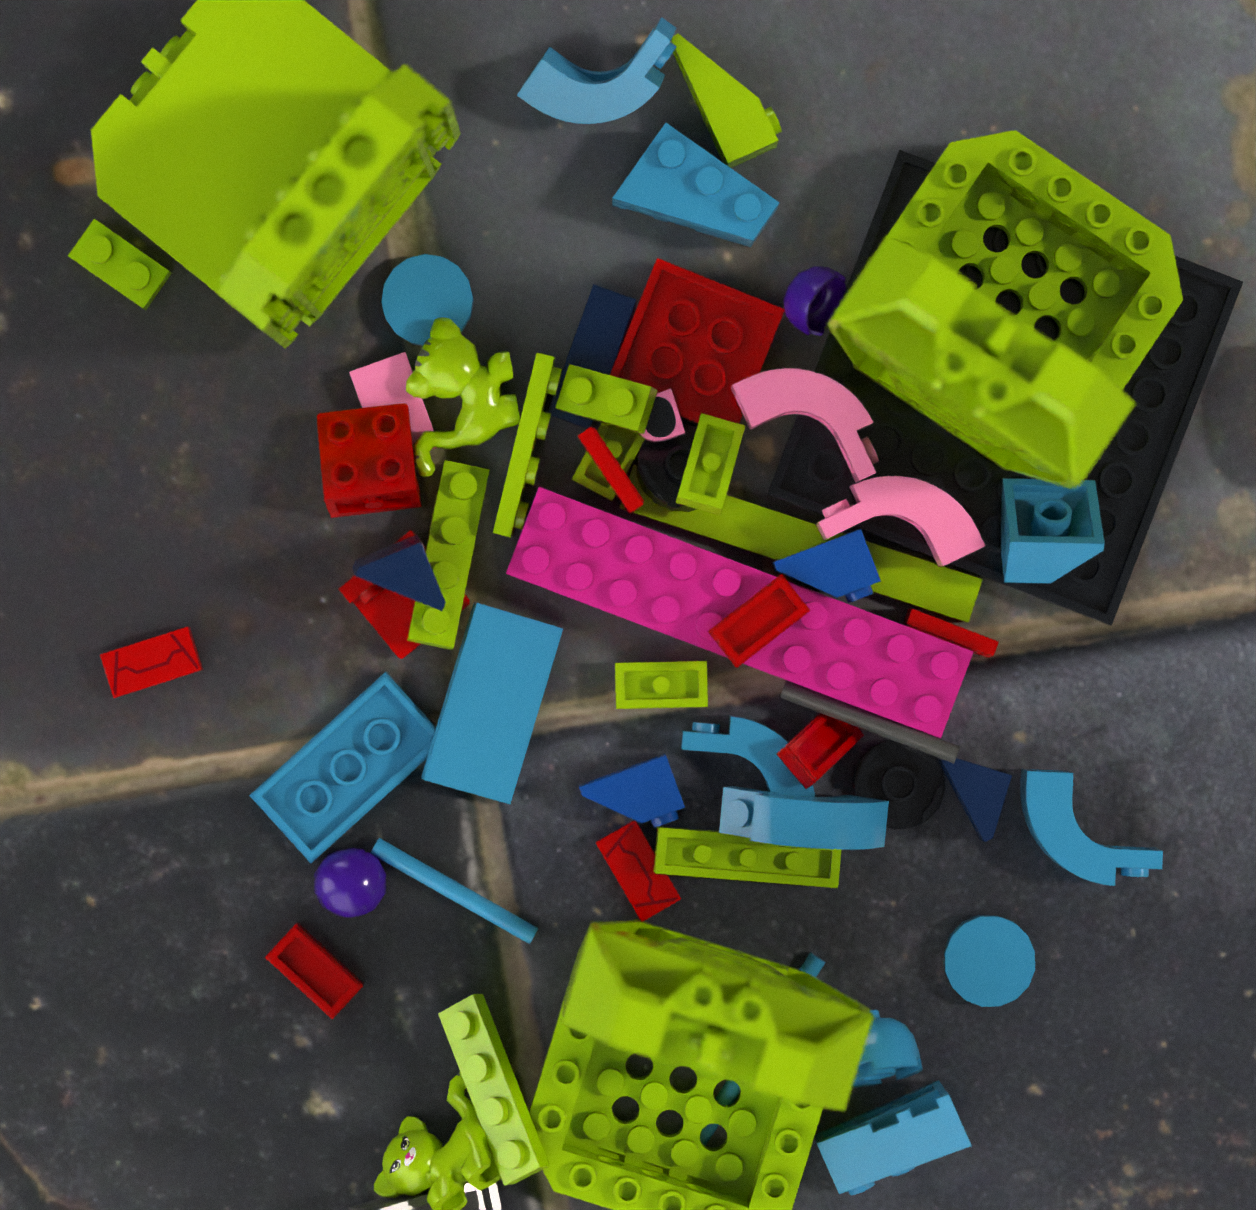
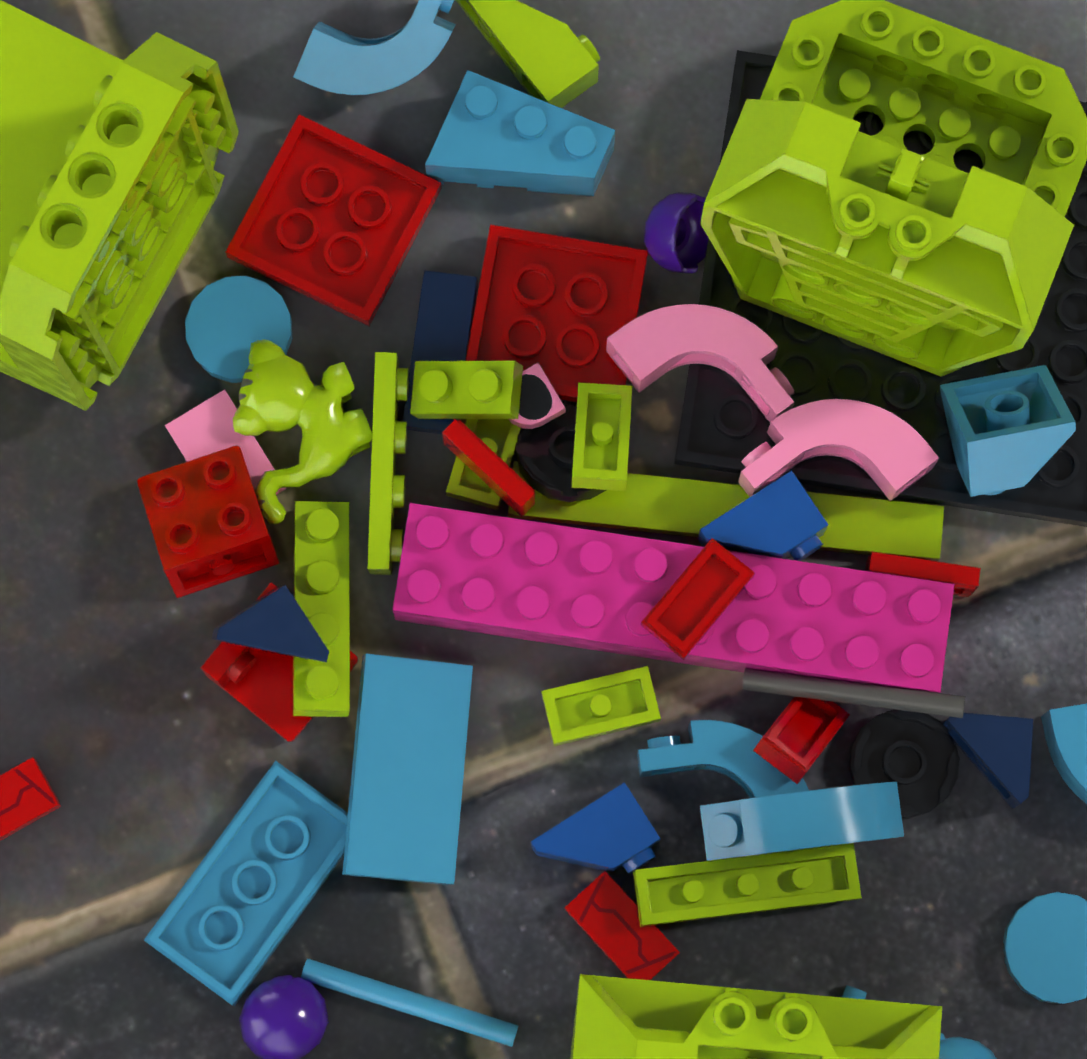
camera: 15 degrees left, 10 degrees down
(526, 223) = (333, 220): none -> red plate

